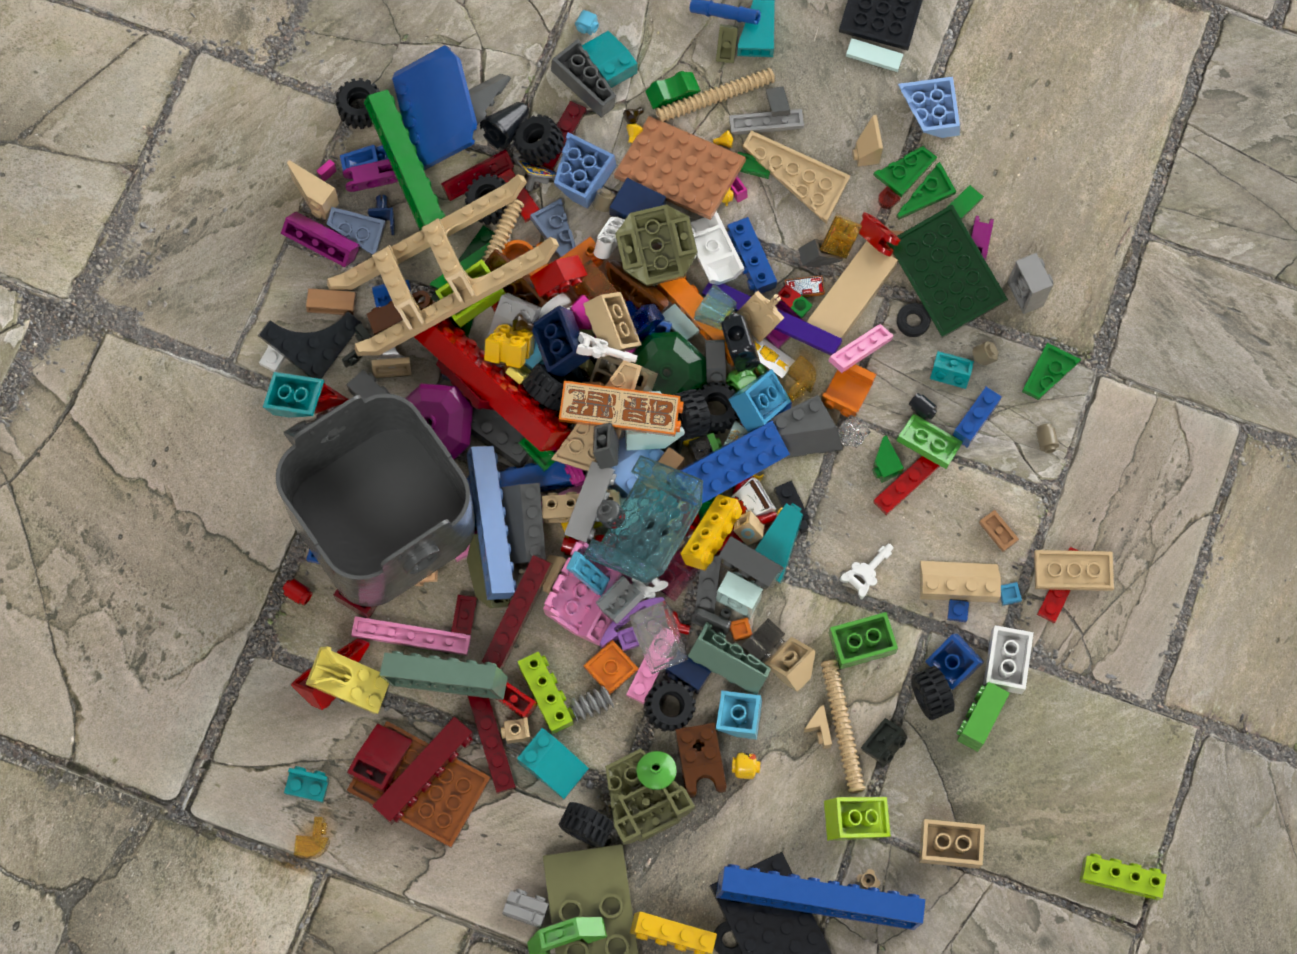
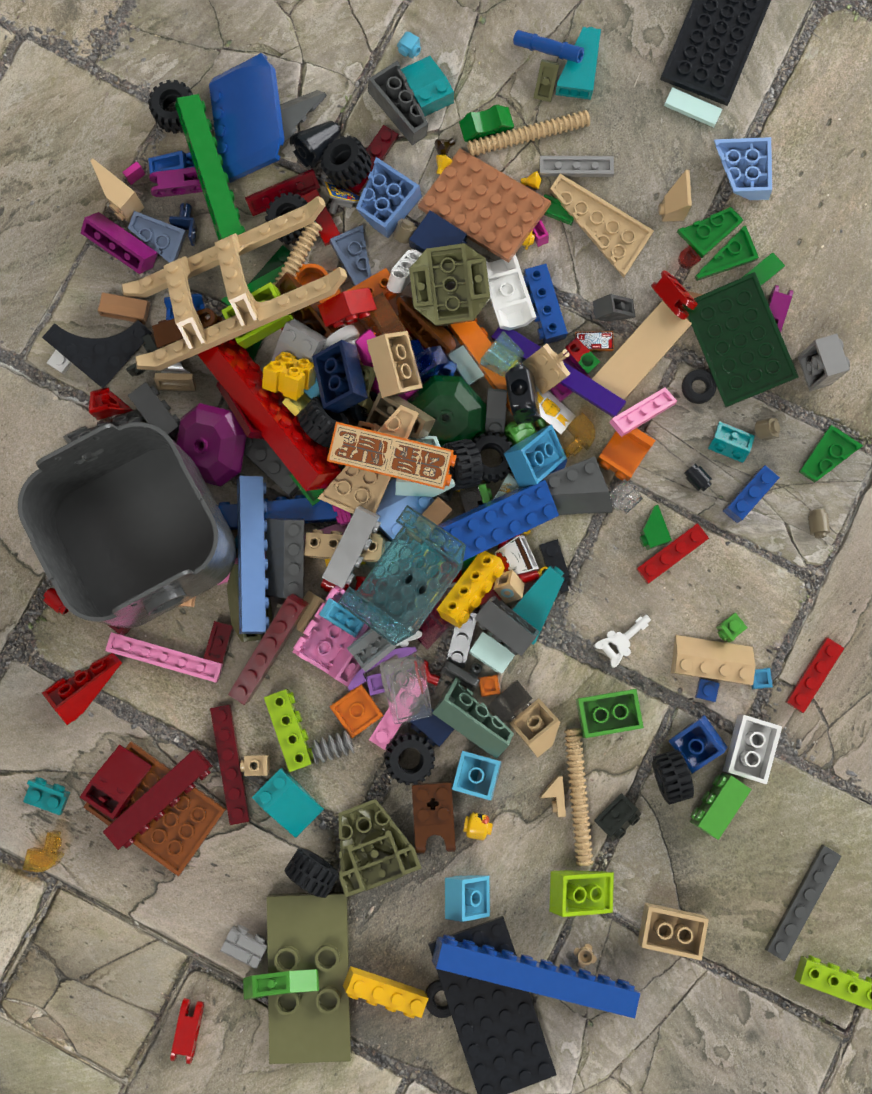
camera: 10 degrees right, 10 degrees up
(292, 395) = (71, 401): teal slope -> none
(347, 680) = (94, 699): light yellow plate -> none
(443, 675) = (187, 706): sand green brick -> none
(518, 701) = (257, 735): red brick -> none
(521, 323) = (302, 354): dark brown rock -> none
(600, 348) = (378, 390): white piece -> none
(605, 446) = (371, 494): dark grey brick -> none
(610, 514) = (370, 564): dark grey head -> none
(656, 779) = (395, 832): bright green dish -> none
(743, 835) = (467, 897): none -> medium azure slope
(777, 101) = (590, 146): dark grey tile -> none
(840, 236) = (637, 292): clear yellow slope -> none
(929, 441) = (700, 514): bright green plate -> none
(974, 548) = (731, 628): none -> bright green bracket
(998, 531) = (758, 613): medium nougat plate -> none
(1073, 570) = (829, 664): tan tile -> none
(1078, 805) = (803, 902): none -> dark grey plate

